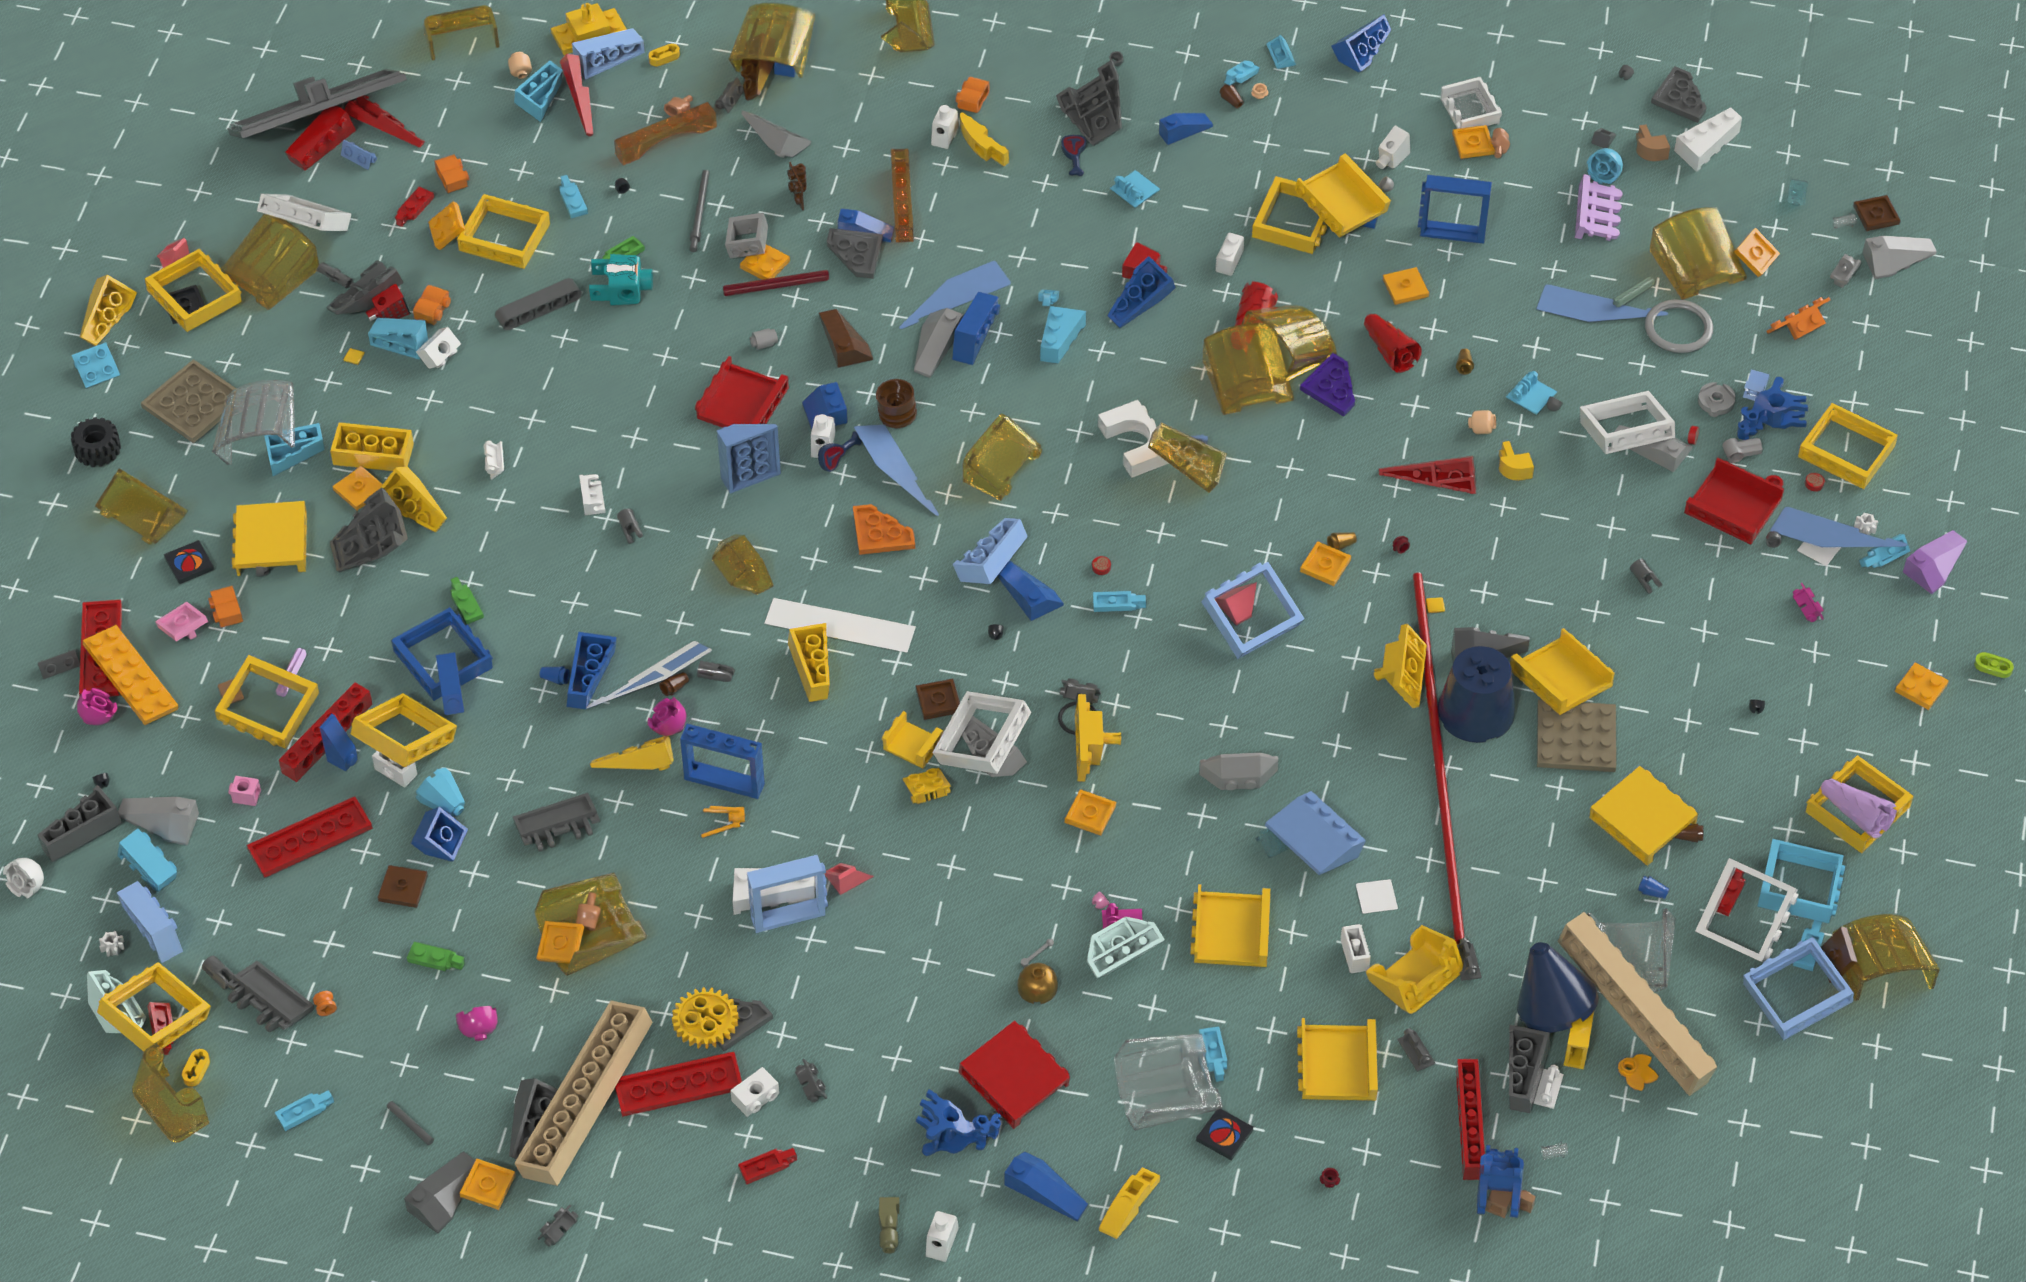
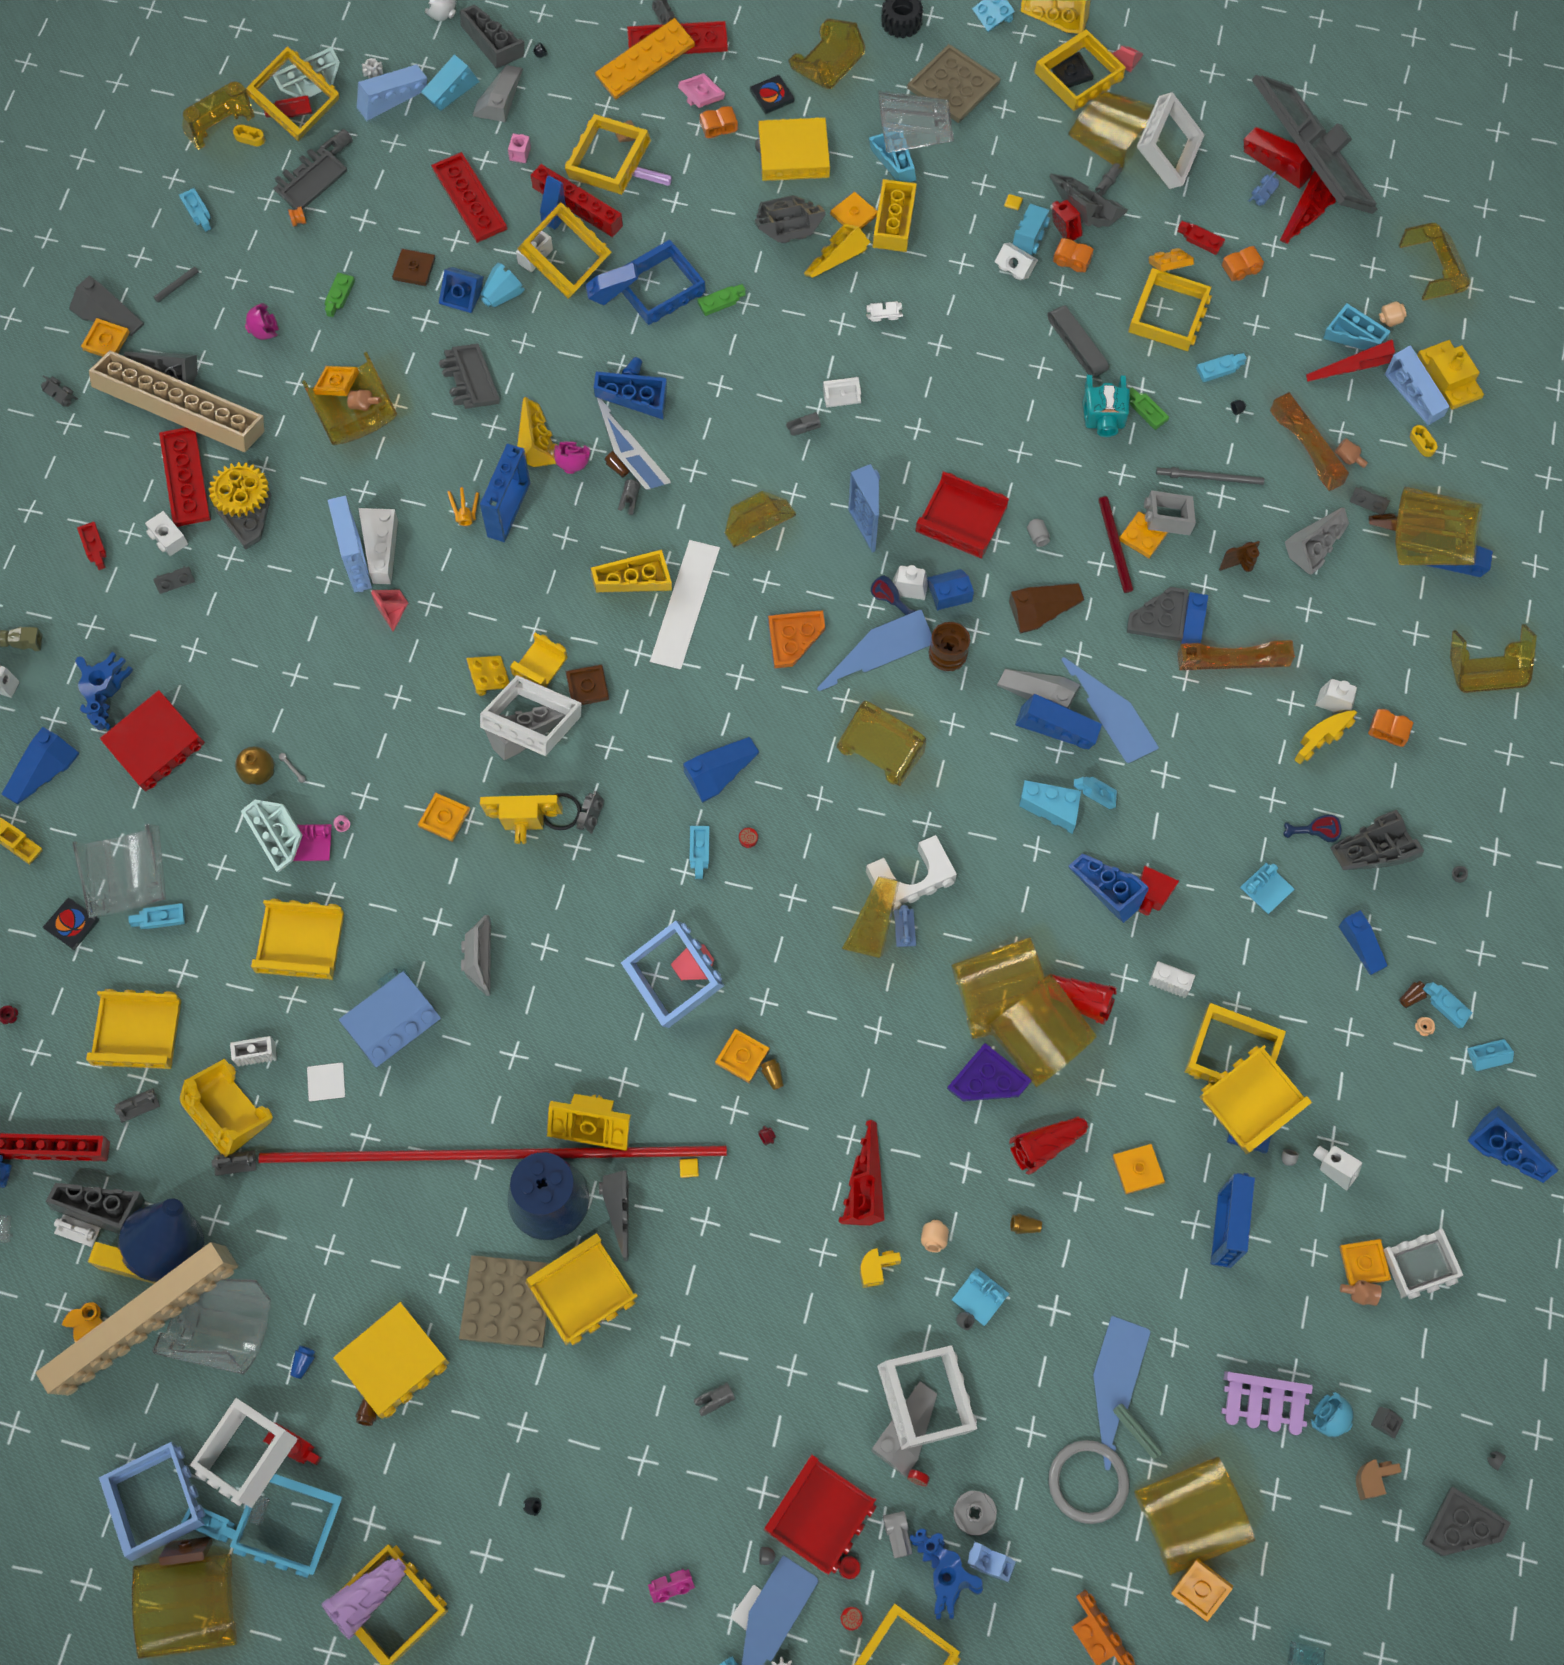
camera: 90 degrees right, 15 degrees up
(95, 707) = (609, 35): dark pink cylinder -> none
(992, 553) = (758, 732): light blue wedge -> none
(995, 631) = (666, 737): black hinge -> none
(1707, 138) = (1390, 1551): white wedge -> none

